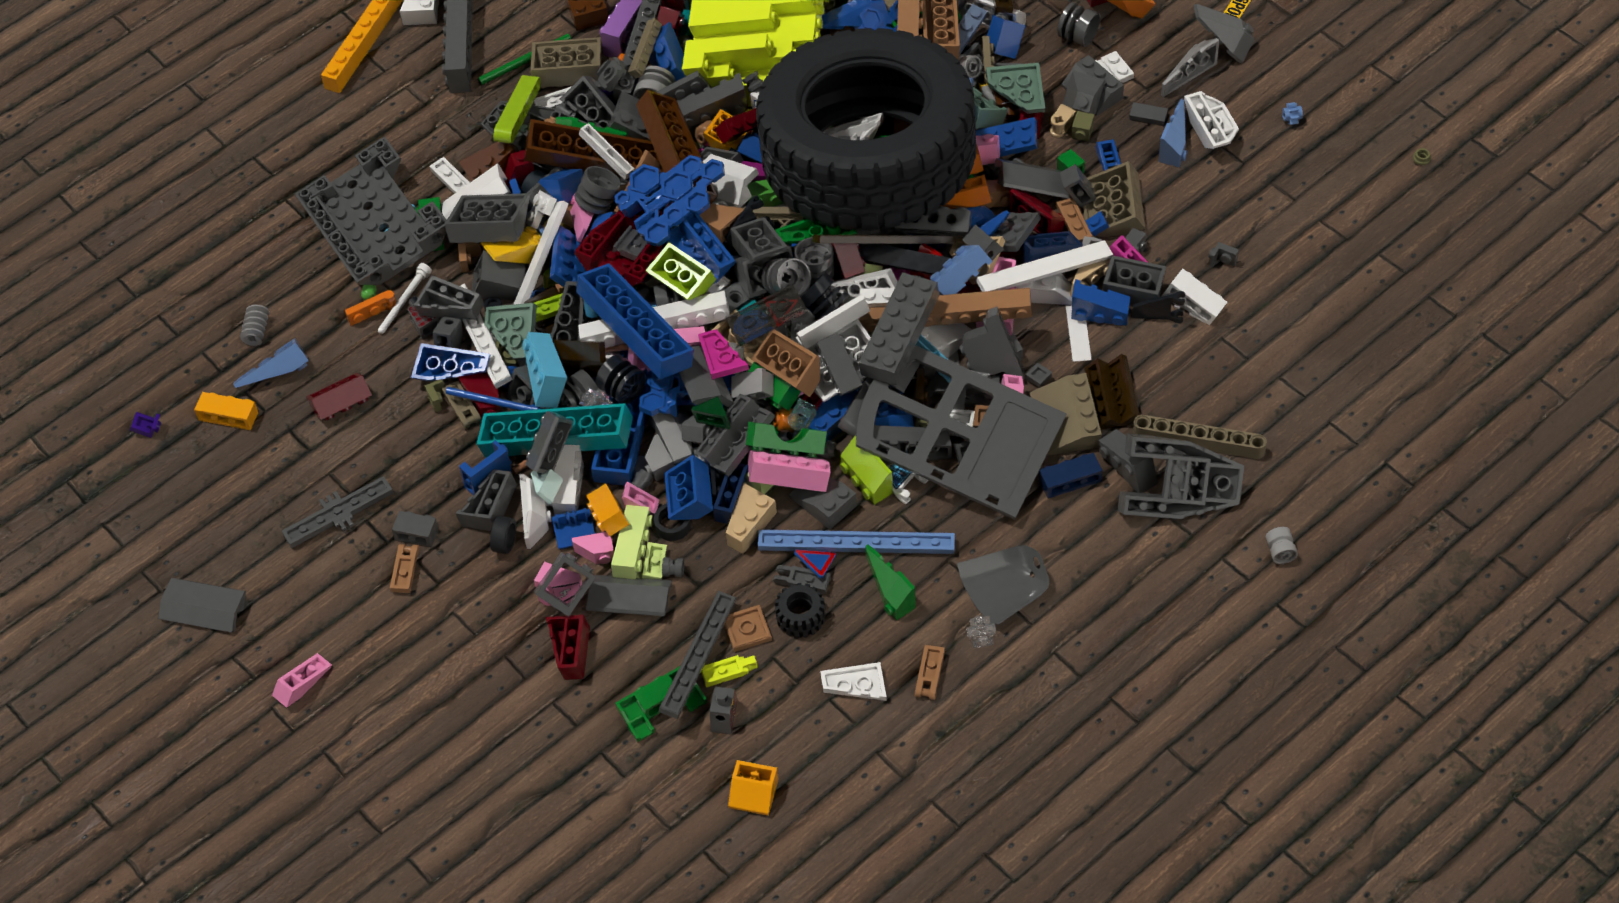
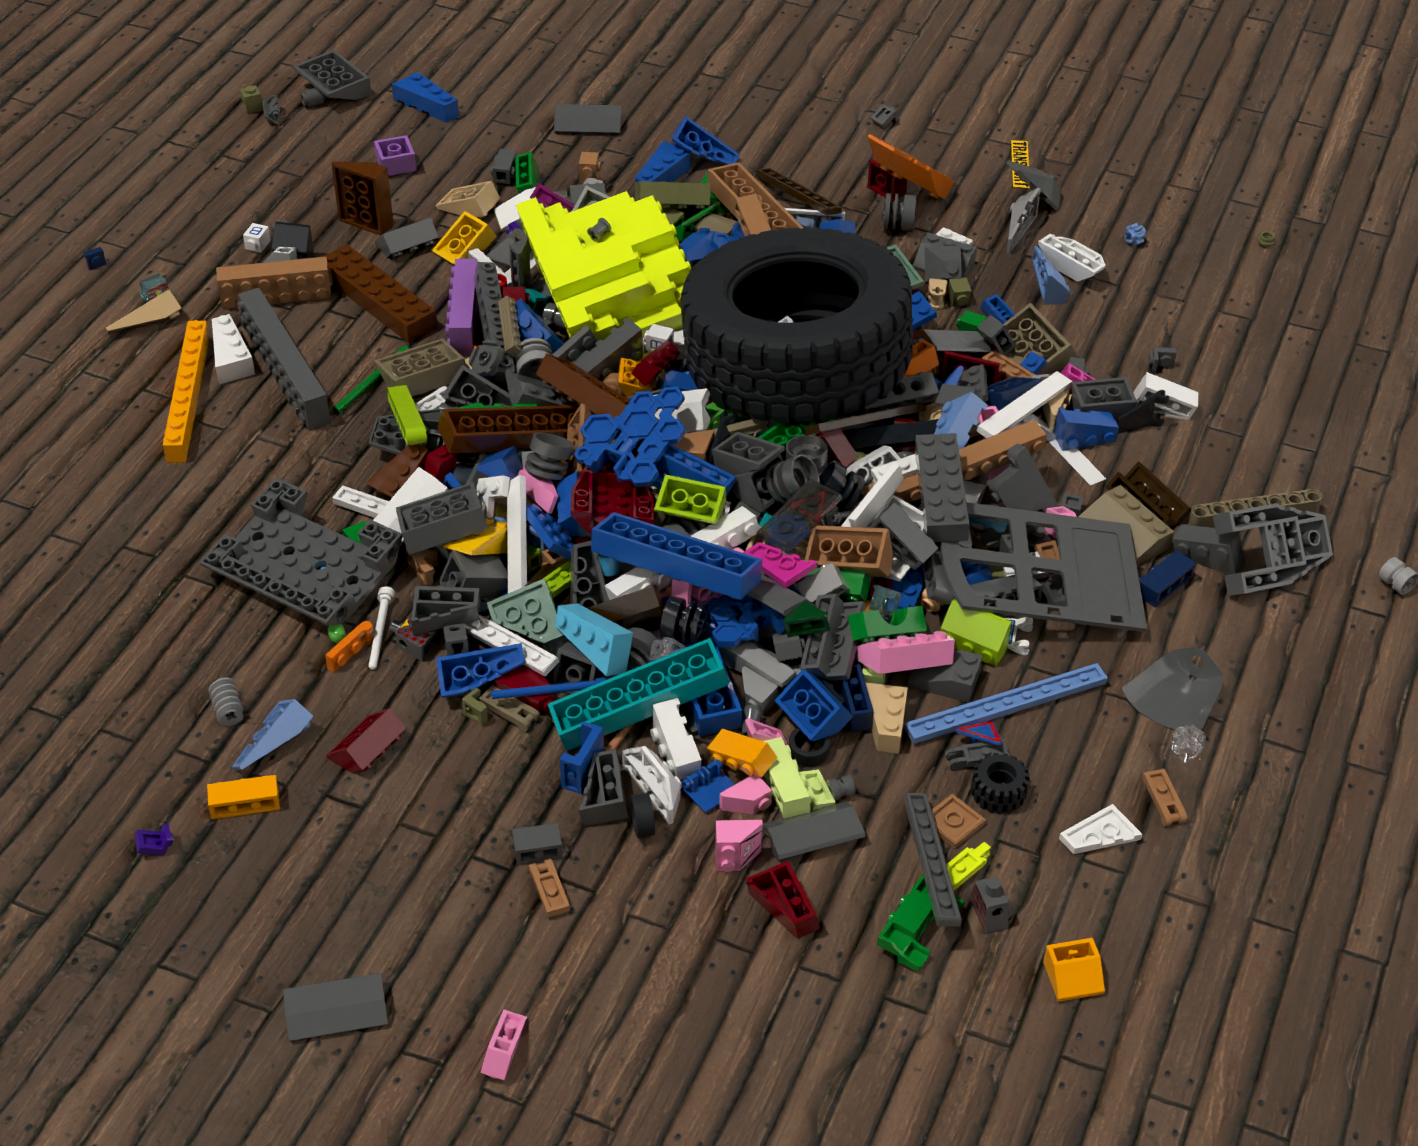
camera: 30 degrees left, 10 degrees down
(337, 512) = (435, 857): dark grey hinge -> none
(546, 484) = (666, 746): light aqua slope -> none
(548, 442) = (649, 701): dark grey slope -> none
(571, 560) = (734, 844): dark grey window -> none
(606, 151) = (532, 419): white piece -> none
(630, 244) = (617, 493): flat silver plate -> none
(752, 81) = (644, 322): dark grey wheel -> none
(893, 586) = (1078, 731): green wedge -> none
(1148, 113) = (1008, 268): dark grey tile -> none

